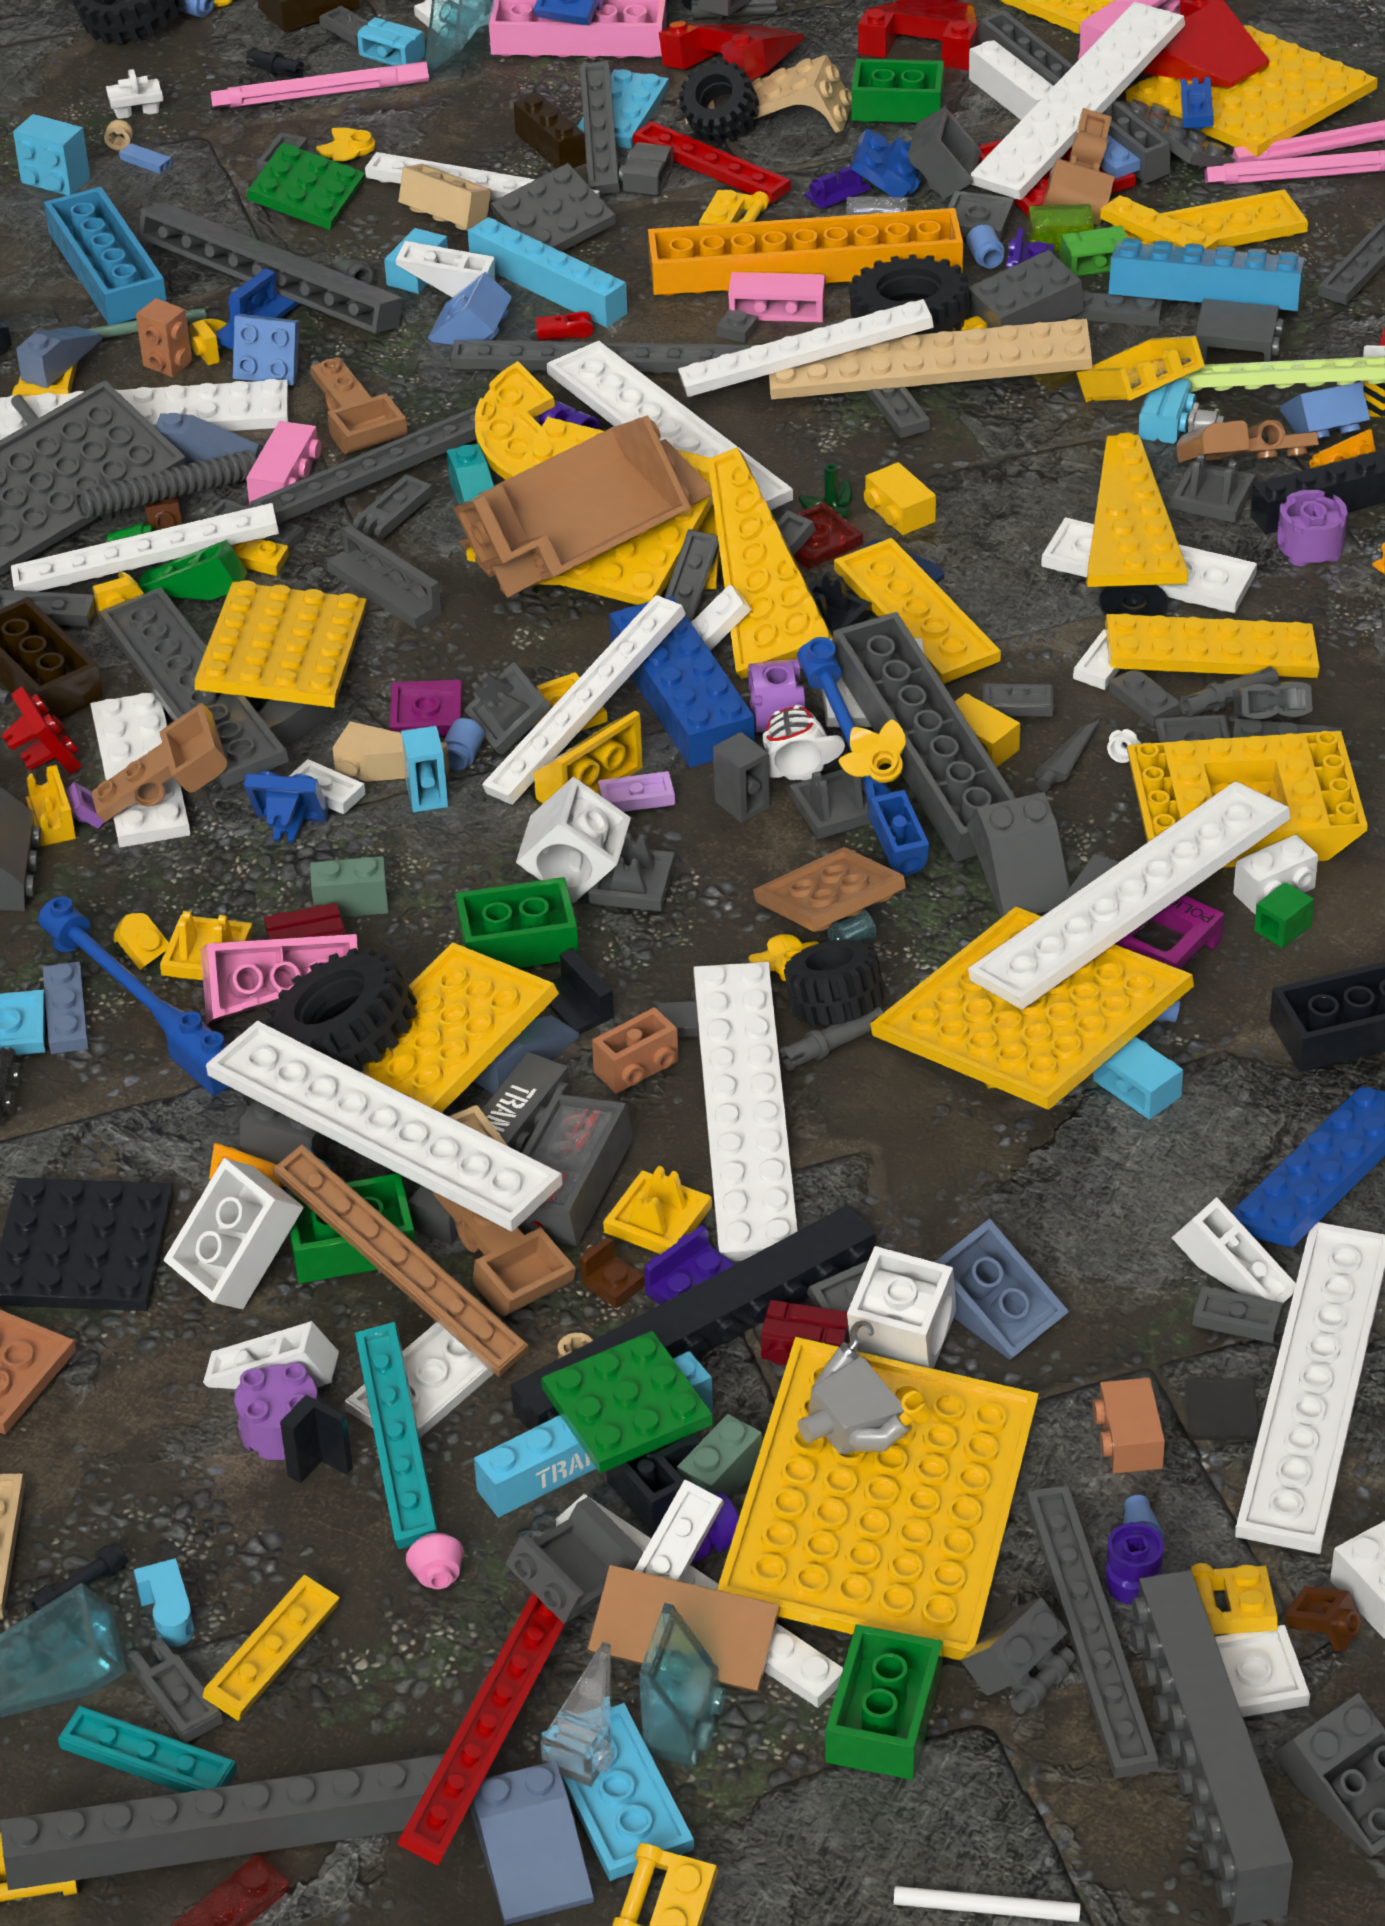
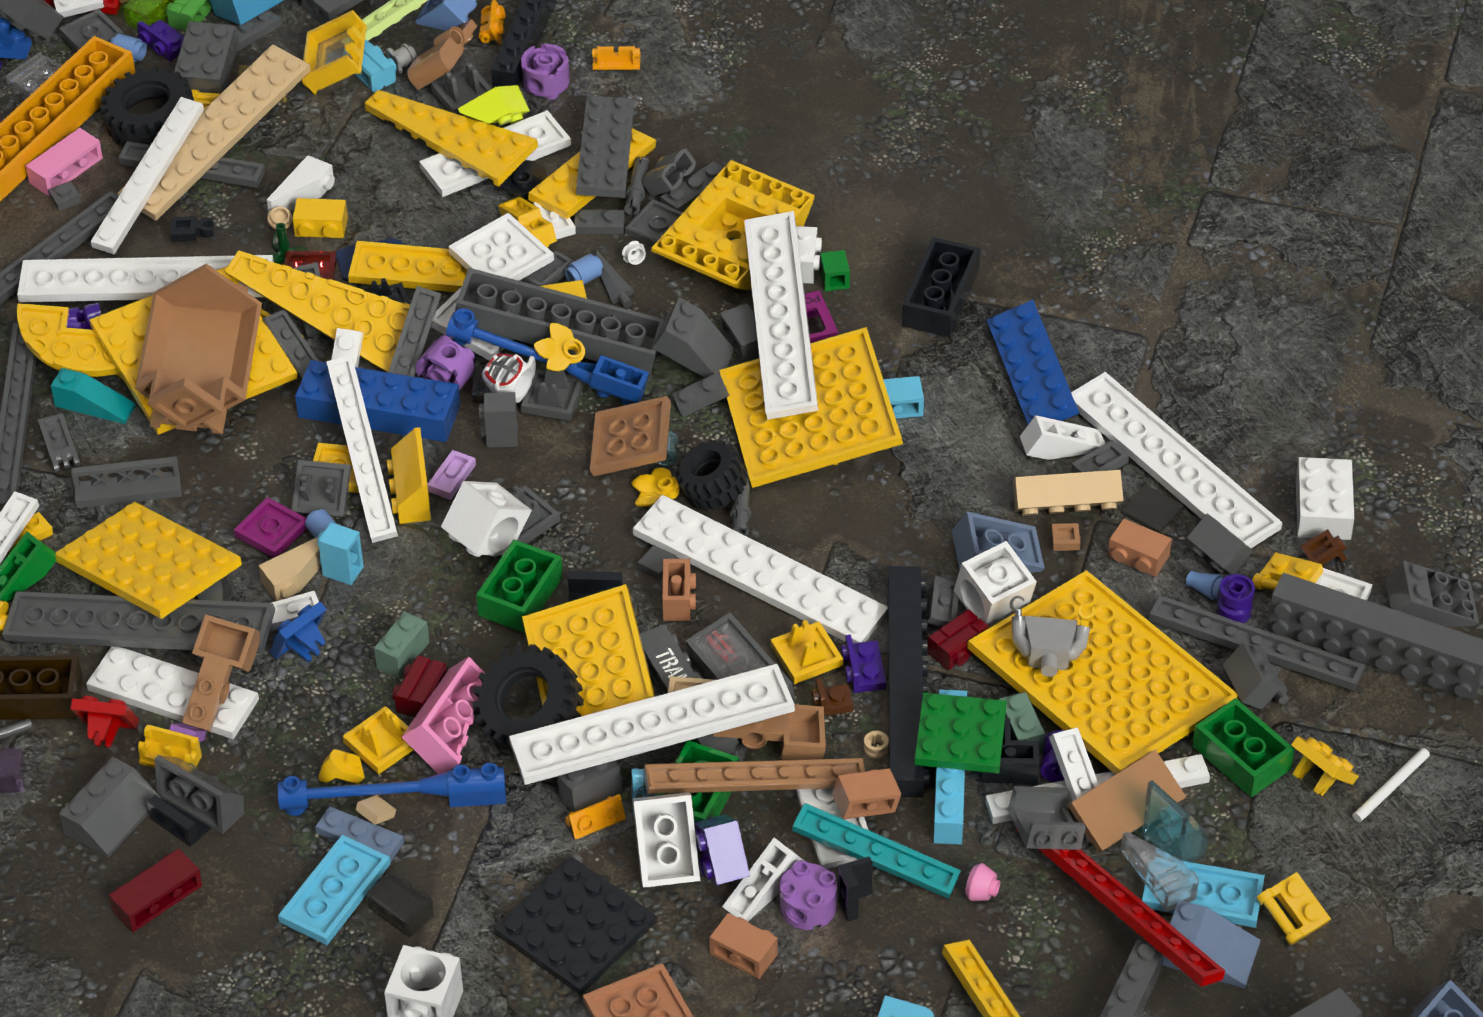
camera: 55 degrees left, 5 degrees up
(104, 997) = (375, 809): none -> tan tile
(160, 1397) = (743, 945): none -> nougat brick
(259, 1287) = (720, 849): none -> brick
(467, 1373) = (866, 793): none -> nougat brick
(782, 422) = (187, 228): none -> black plate
(786, 639) = (415, 331): none -> dark grey plate
(865, 467) = (279, 215): none -> tan plate
(932, 461) = (307, 180): none -> white slope
(937, 1800) = (1322, 756): none -> yellow plate
(963, 913) = (700, 394): none -> dark grey plate
(989, 643) = (502, 249): none -> white plate
(1048, 722) = (584, 269): none -> medium blue brick
(1068, 643) = (531, 218): none -> yellow slope
(1078, 1347) = (1065, 537): none -> medium nougat plate
(1148, 1305) = (1068, 491): none -> tan brick
(1206, 519) = (497, 105): none -> neon yellow slope
(1212, 1498) = (1219, 544): none -> dark grey brick
(1246, 630) = (605, 146): none -> dark grey plate

